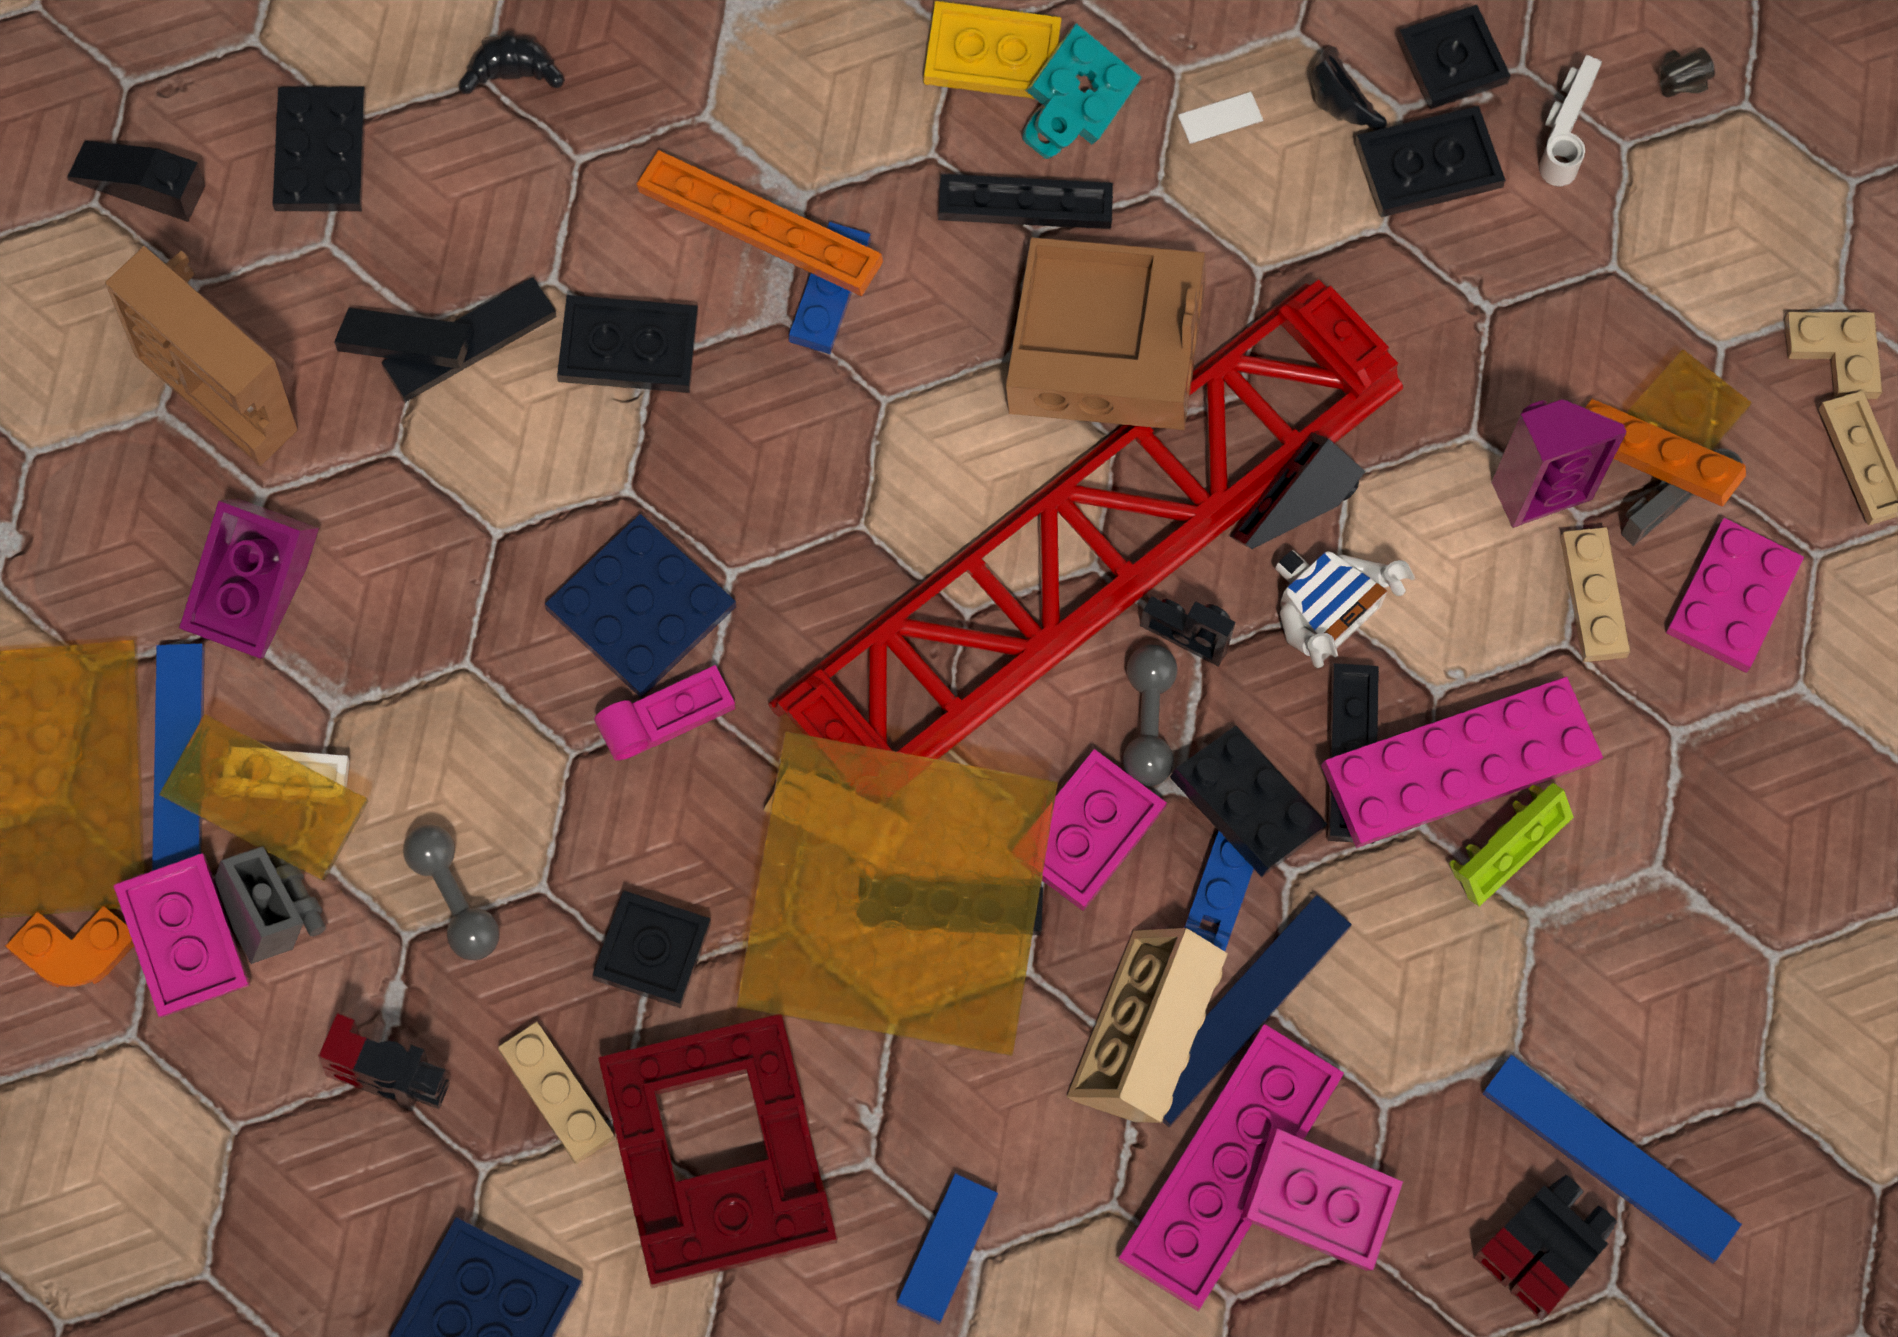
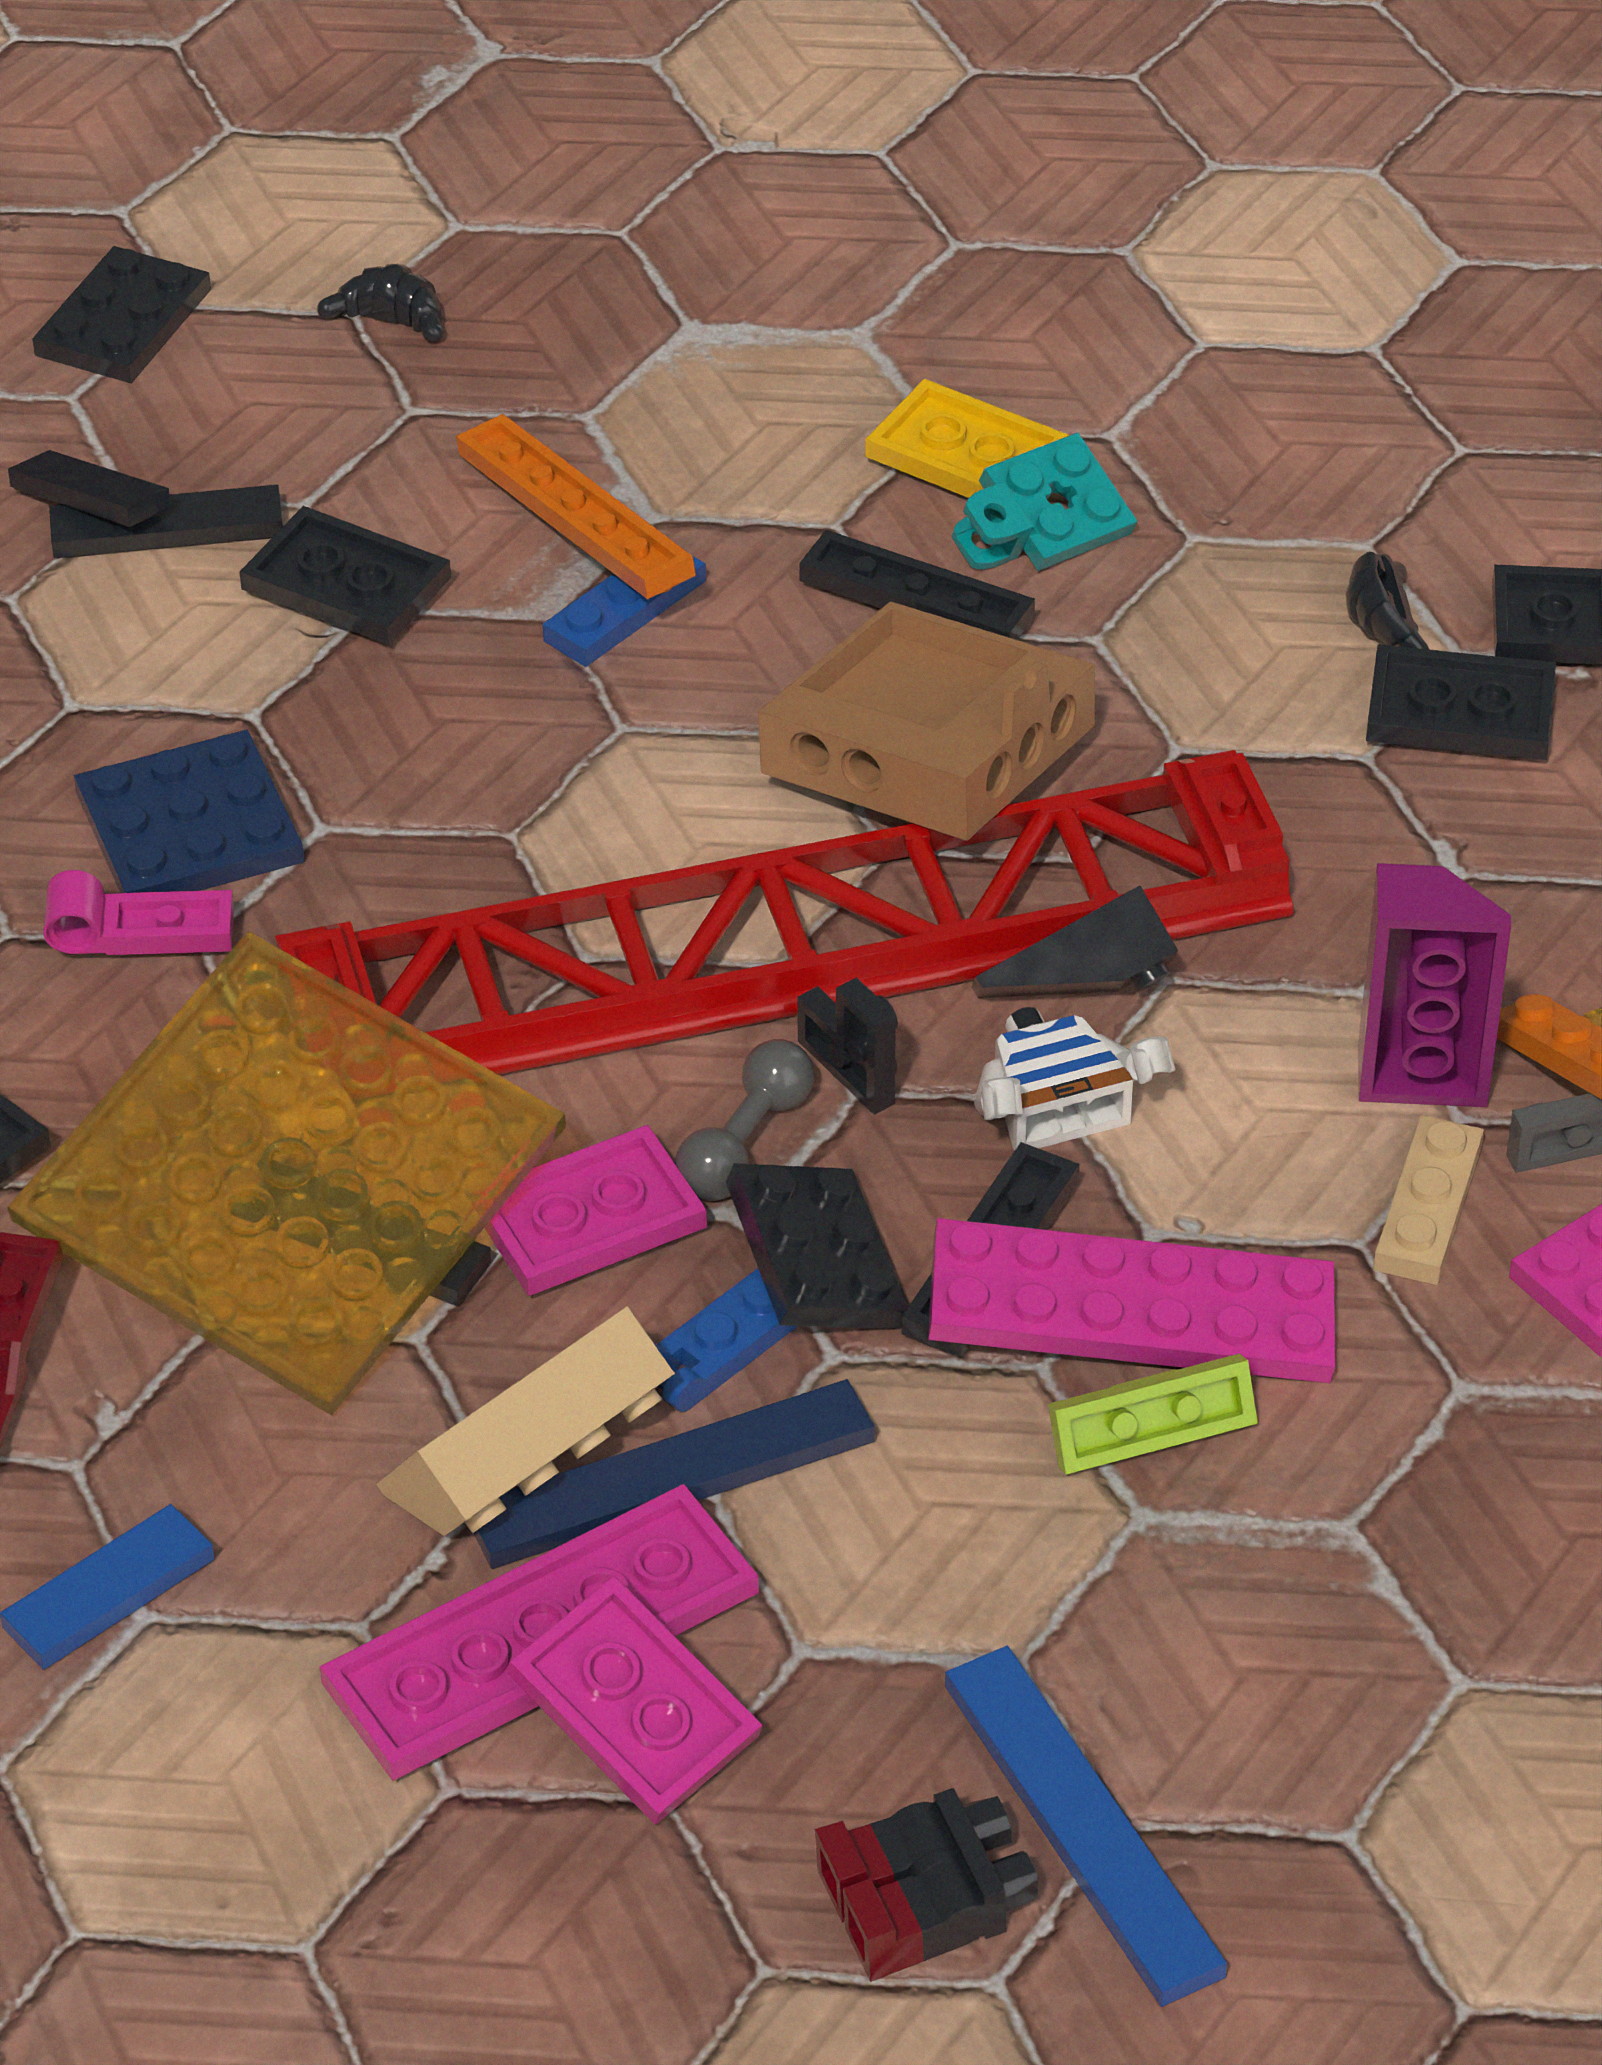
camera: 30 degrees right, 25 degrees down
(1220, 117) = (1218, 594): white sticker -> none

